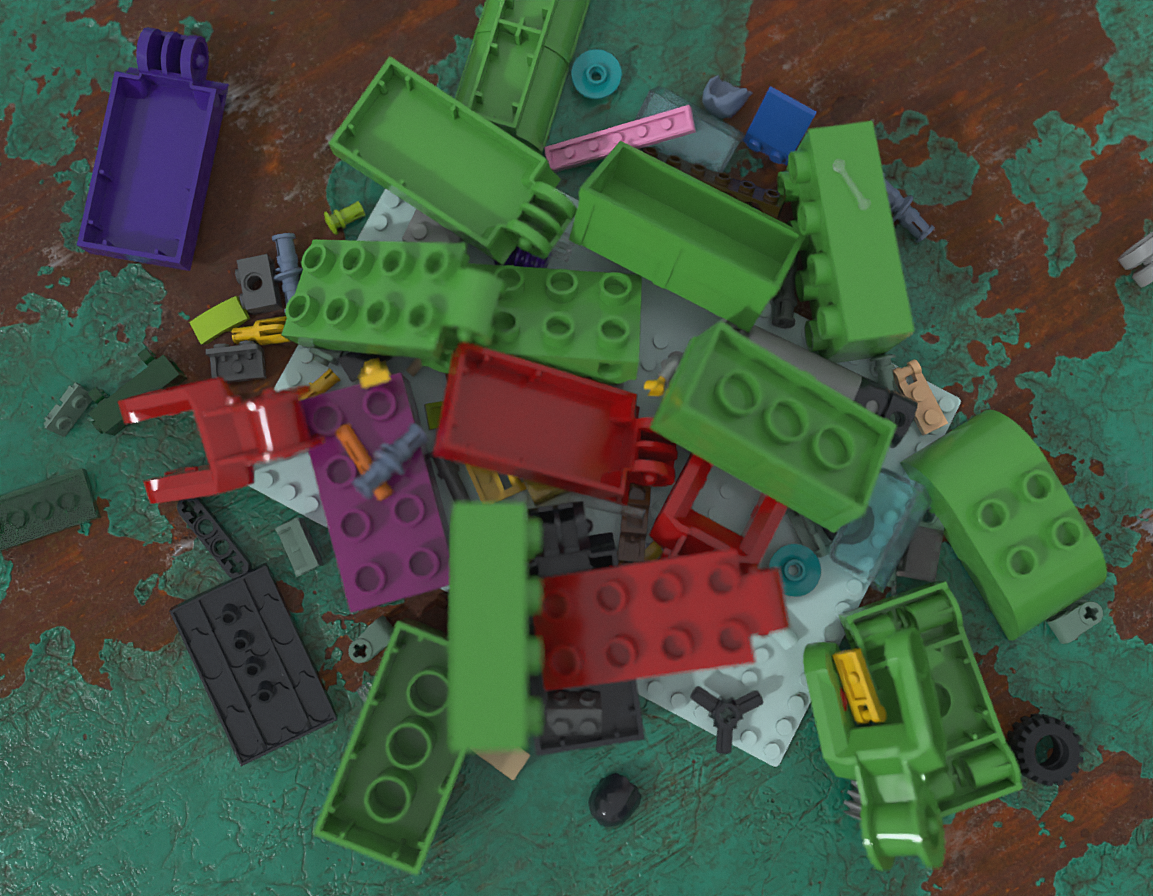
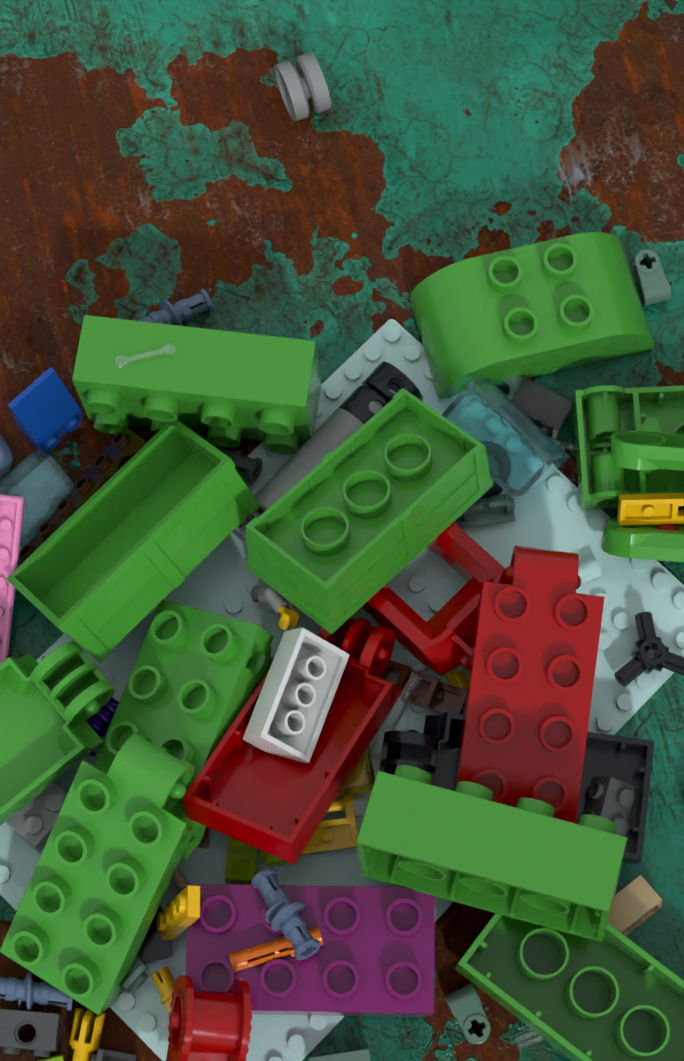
camera: 70 degrees left, 10 degrees down
(449, 472) = (308, 874): dark grey pin -> none
(587, 414) = (296, 695): none -> white slope
(807, 567) = (515, 525): teal dish -> none
(885, 370) = (338, 384): sand green pin -> none
(928, 412) = (398, 353): light nougat plate -> none

